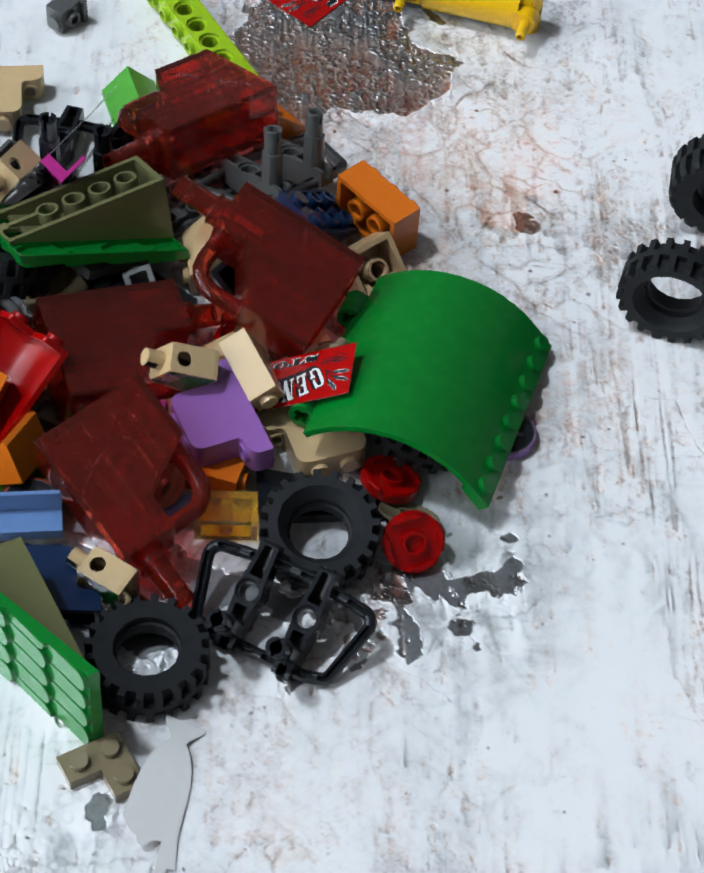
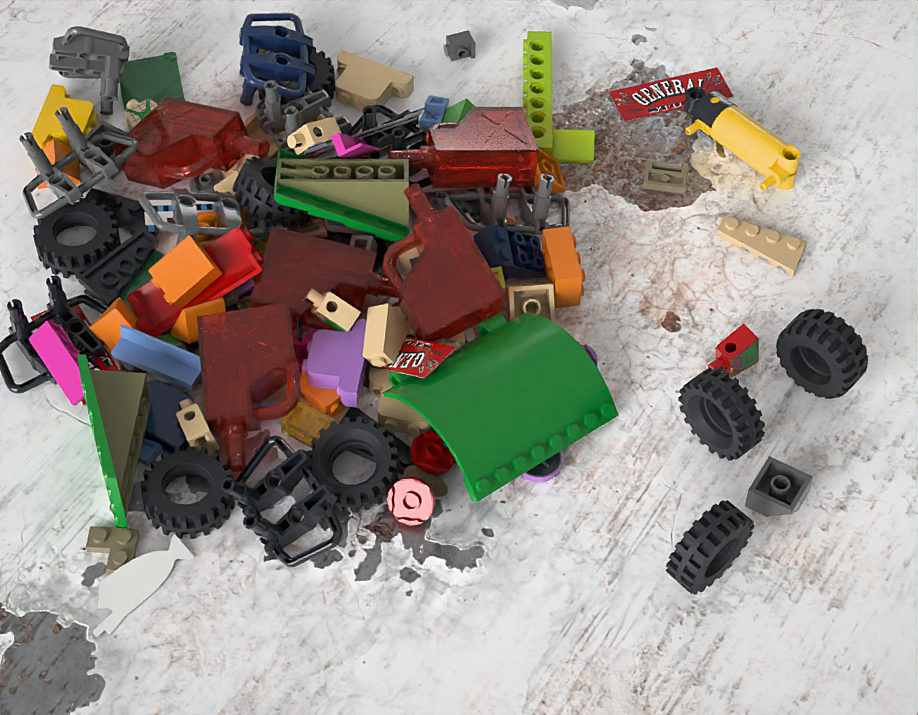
camera: 35 degrees right, 0 degrees up
(88, 95) = (434, 111): none -> medium blue slope
(285, 70) = (573, 145): none -> lime slope
(404, 68) = (665, 176): none -> dark tan plate
(571, 96) = (772, 245): none -> tan wing
(624, 231) = (737, 351): none -> red torso

